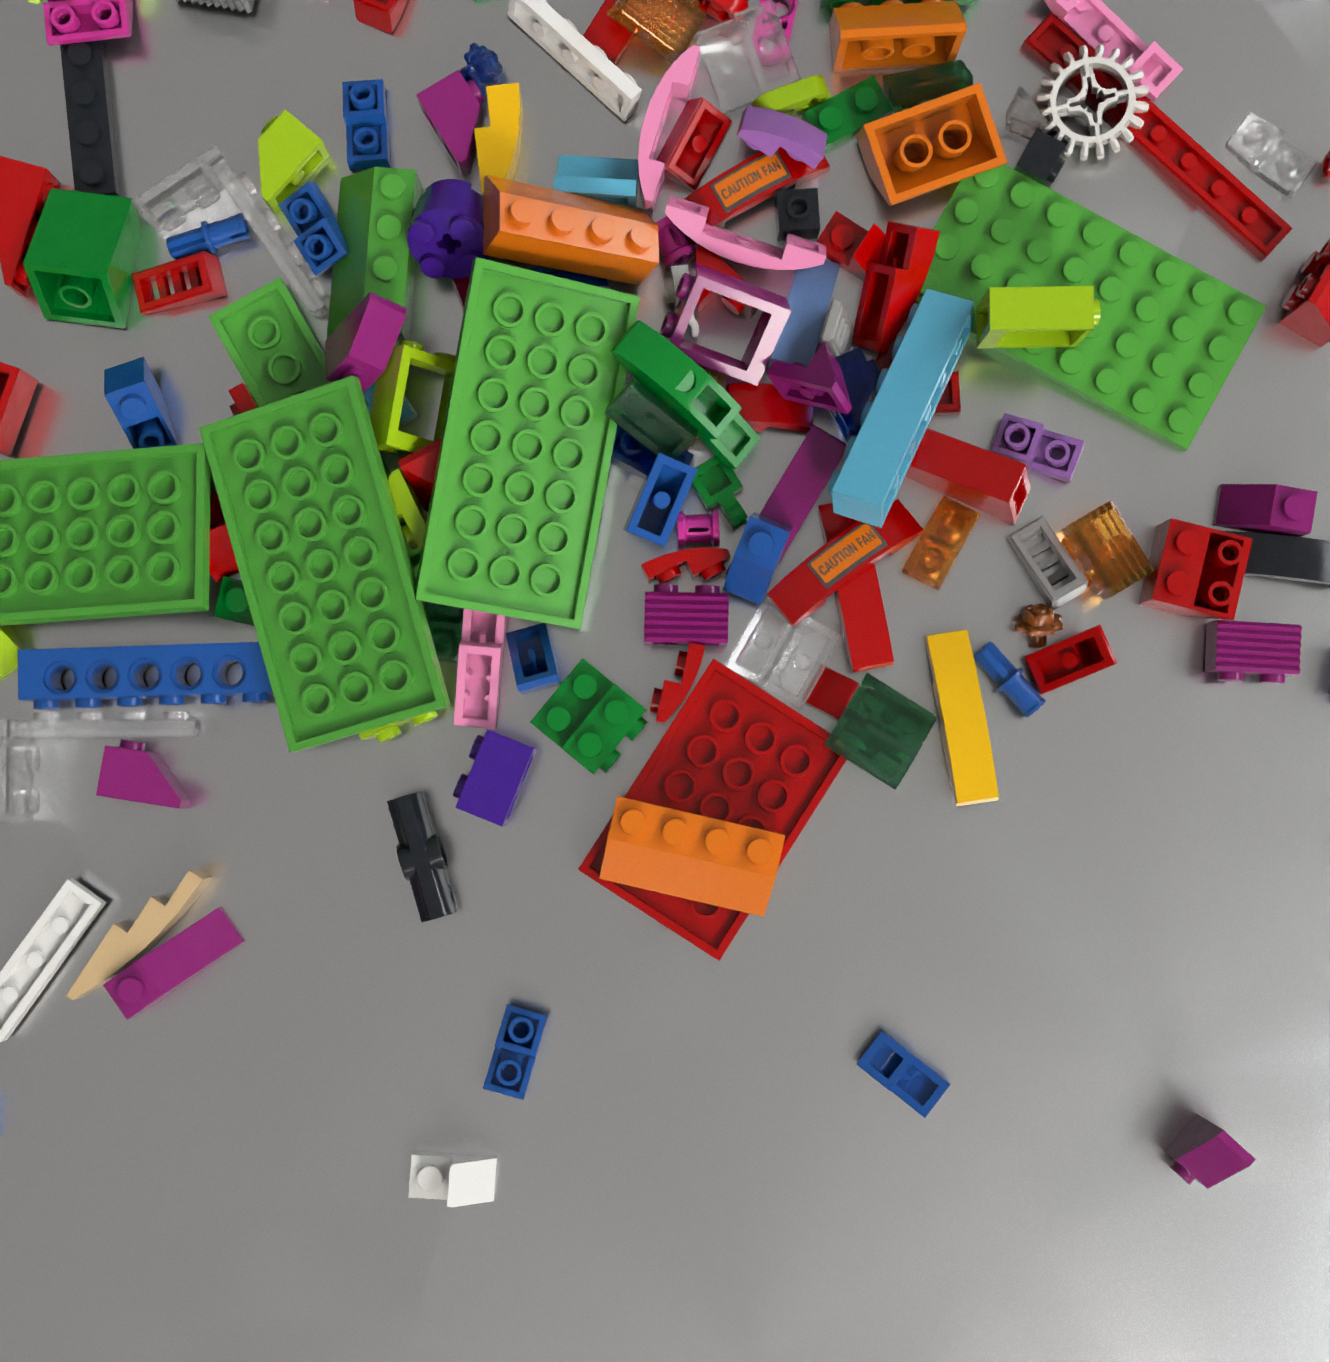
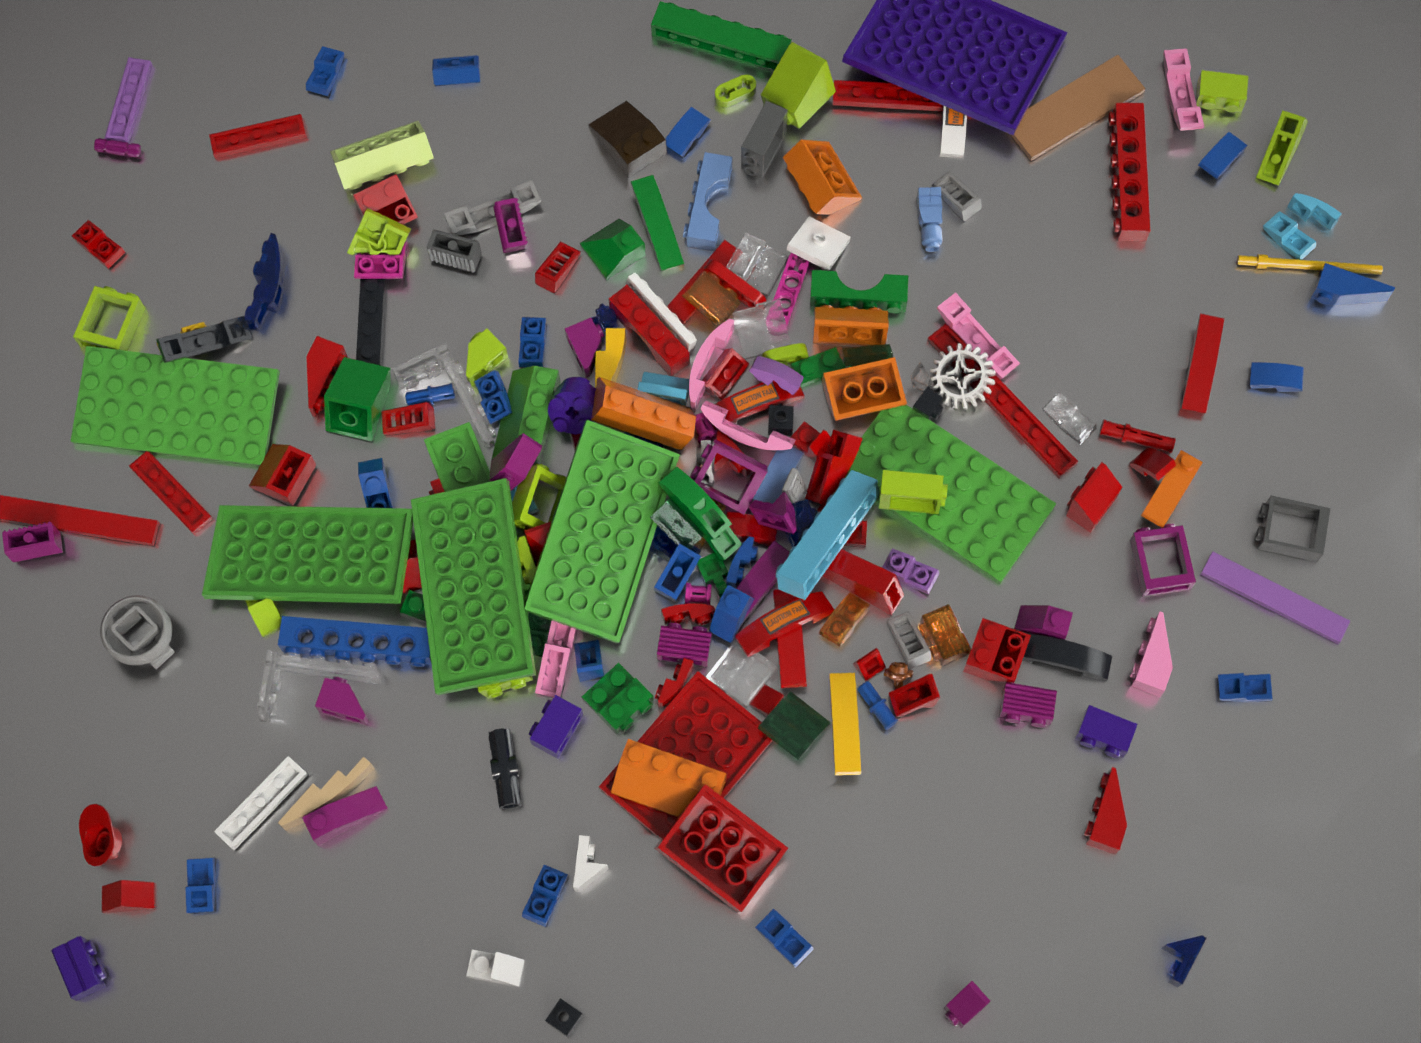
camera: 10 degrees right, 15 degrees down
(537, 59) = (662, 343): none -> red arch
(574, 1009) = (584, 871): none -> white slope
(576, 1232) = (568, 1026): none -> black plate
(765, 459) = (743, 558): none -> blue slope
(790, 956) = (721, 848): none -> red slope
(988, 611) = (870, 664): none -> red slope

